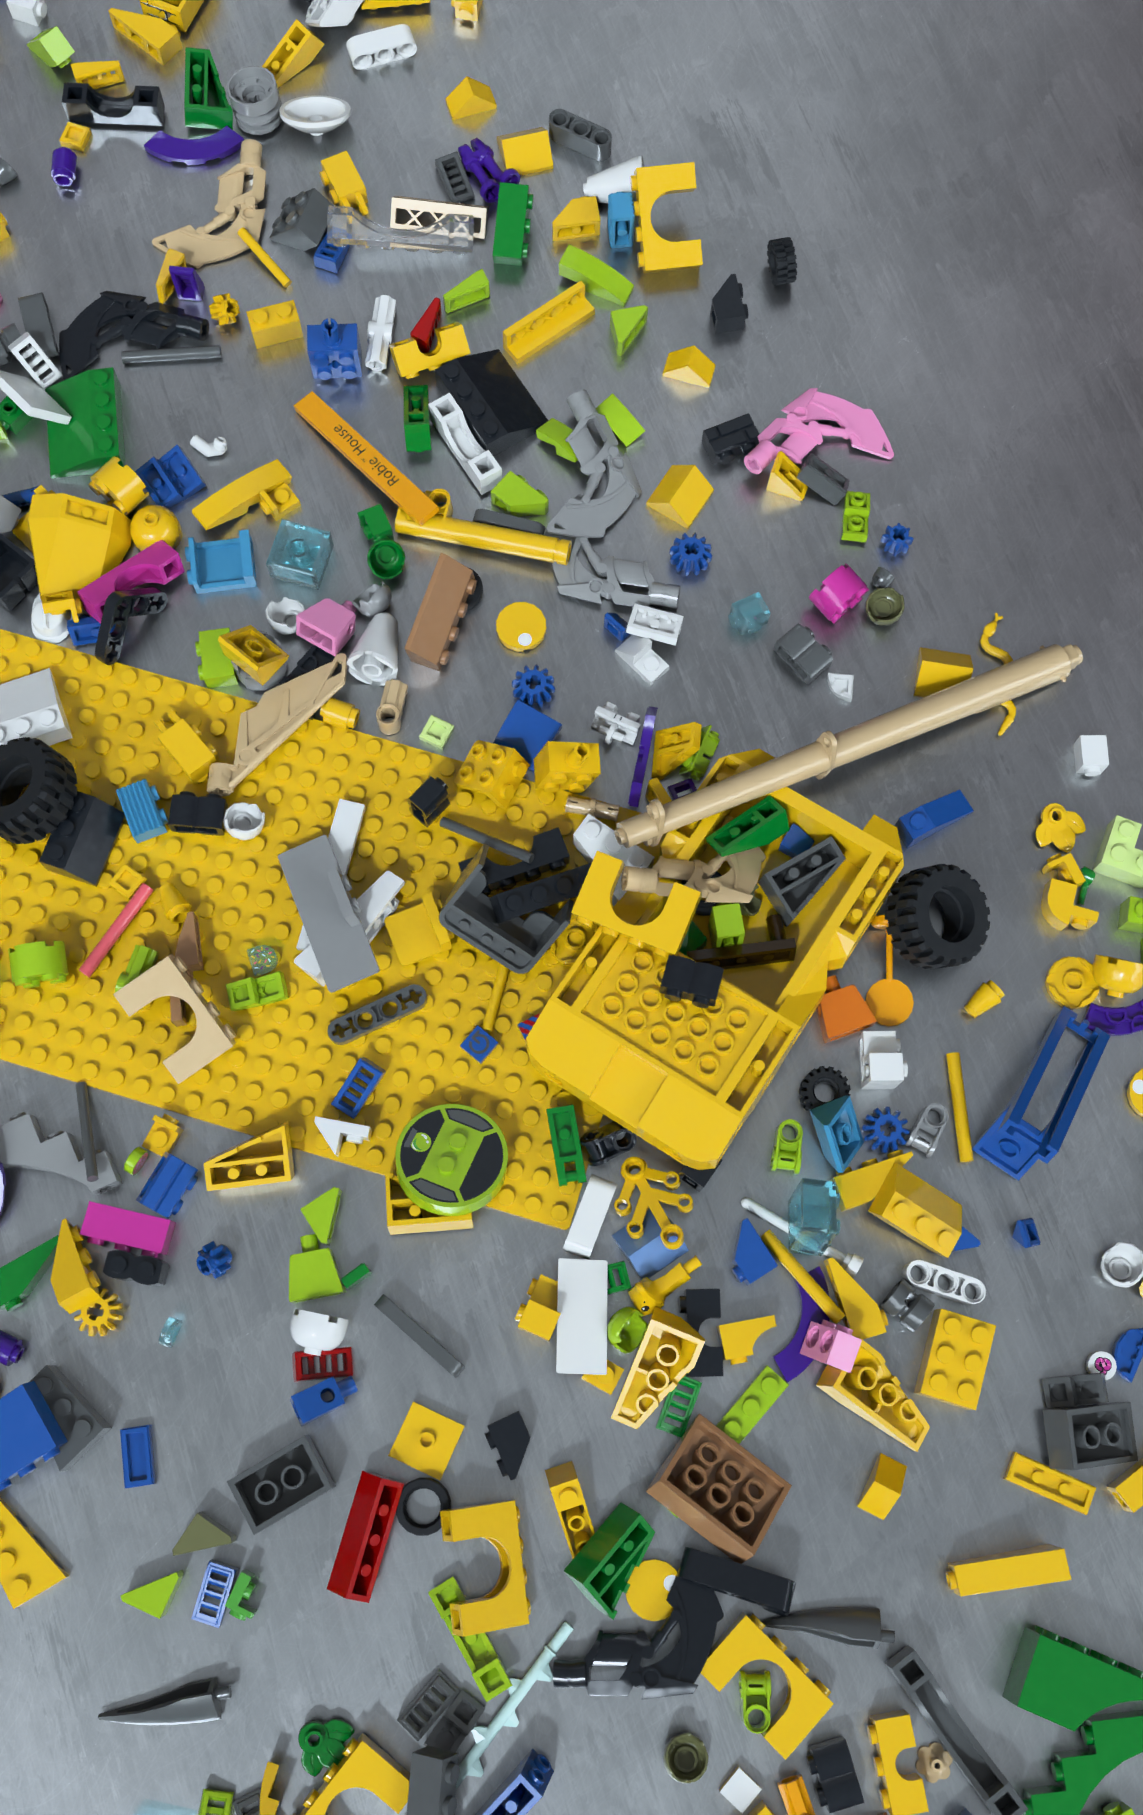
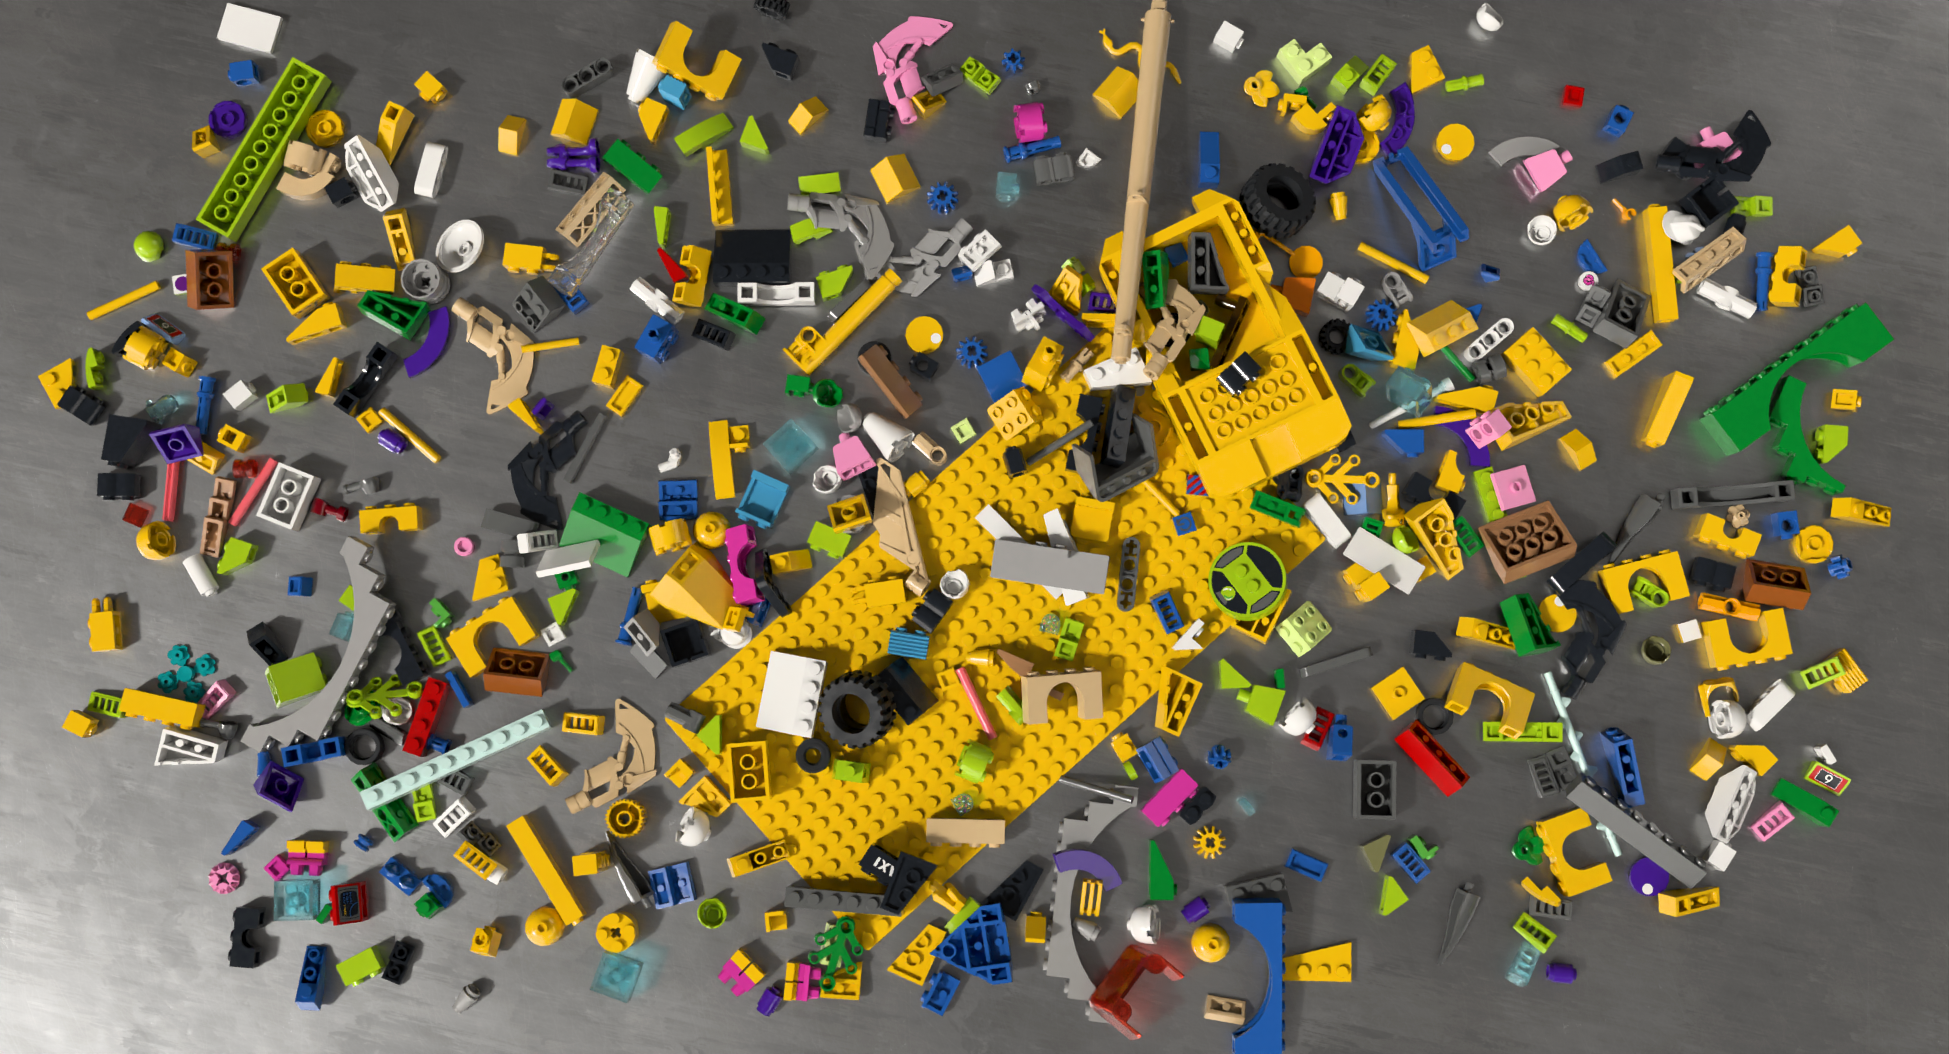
camera: 50 degrees left, 10 degrees up
(71, 1273) = (1179, 843): yellow slope -> none
(81, 181) = (409, 435): none -> yellow piece
(166, 630) = (790, 561): none -> yellow slope
(213, 28) = (364, 278): none -> yellow wedge
(224, 309) = (575, 394): yellow gear -> none
(255, 361) = (624, 395): none -> yellow tile
(366, 458) = (747, 364): light orange tile -> none
(381, 425) = (724, 339): none -> black slope
(439, 1269) = (1304, 628): none -> yellowish green bracket
(483, 654) = (925, 374): none -> black brick
(596, 906) = (1200, 373): yellow arch -> none
(778, 1429) = (1513, 487): none -> bright pink plate
(802, 608) = (1022, 150): none -> blue pin
(884, 606) = (1054, 98): olive hair -> none
(889, 1263) = (1458, 363): none -> green bar
(1026, 1378) = (1569, 328): none -> lime axle
(1050, 952) = (1337, 147): none -> dark purple wedge

